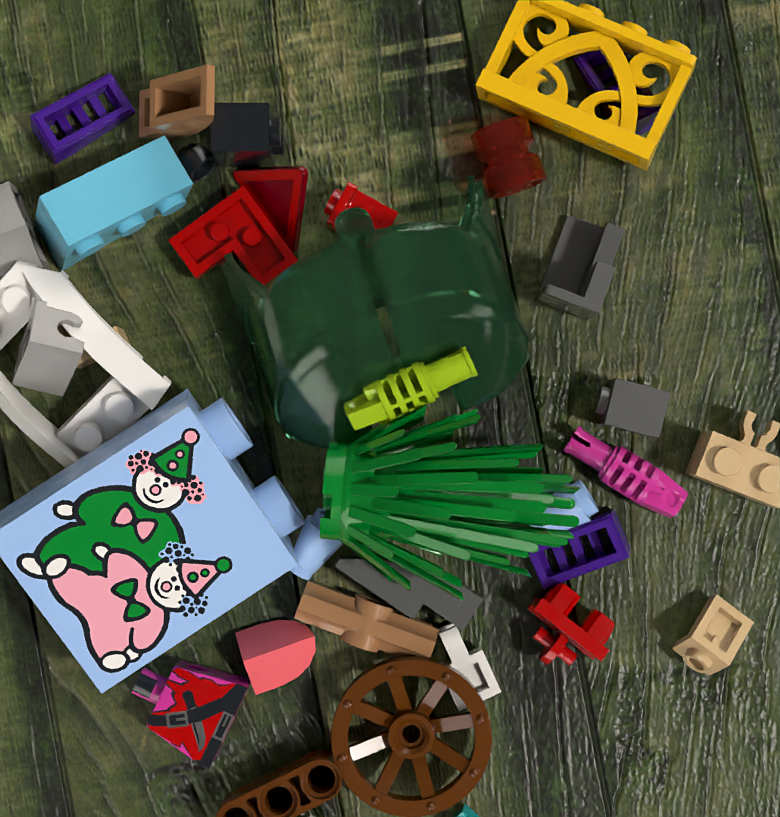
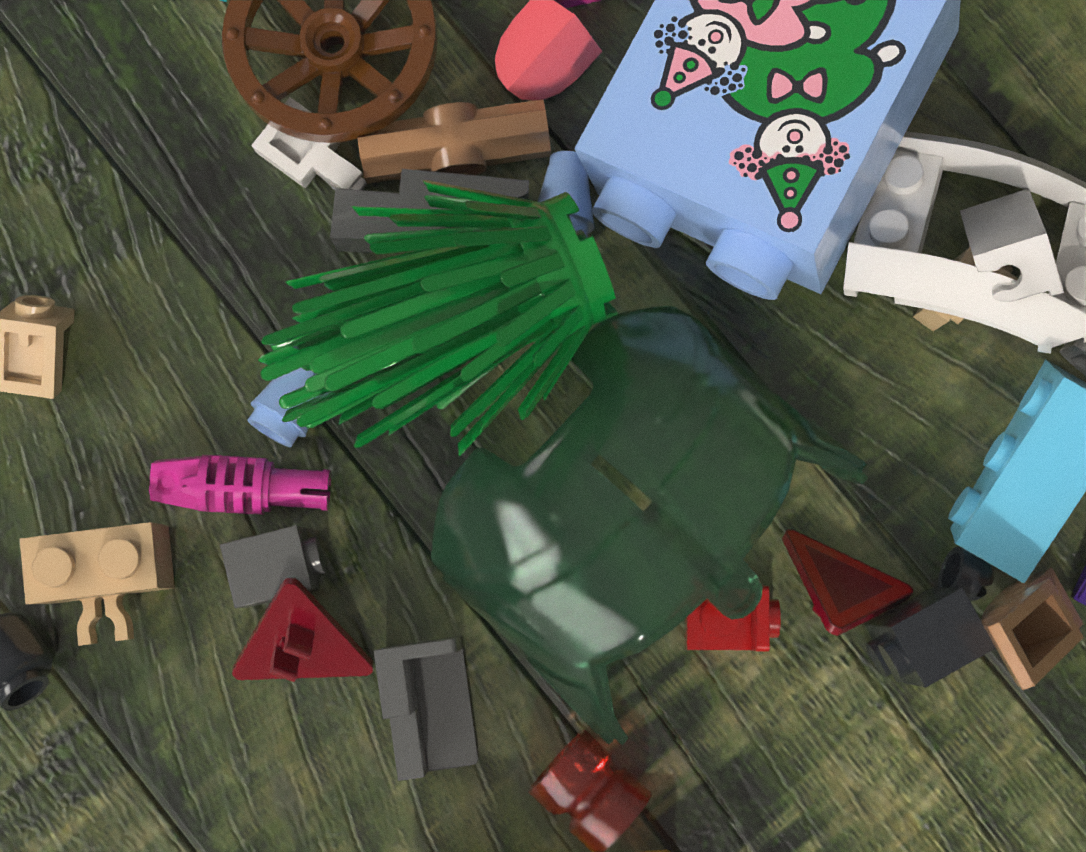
camera: 155 degrees right, 5 degrees down
(238, 228) = (865, 523): red plate -> none
(408, 389) = (557, 425): lime hinge -> none
(587, 637) = (181, 264): red hips -> none
(602, 558) = (214, 368): dark purple slope -> none
(639, 351) = (299, 641): none -> dark red piece

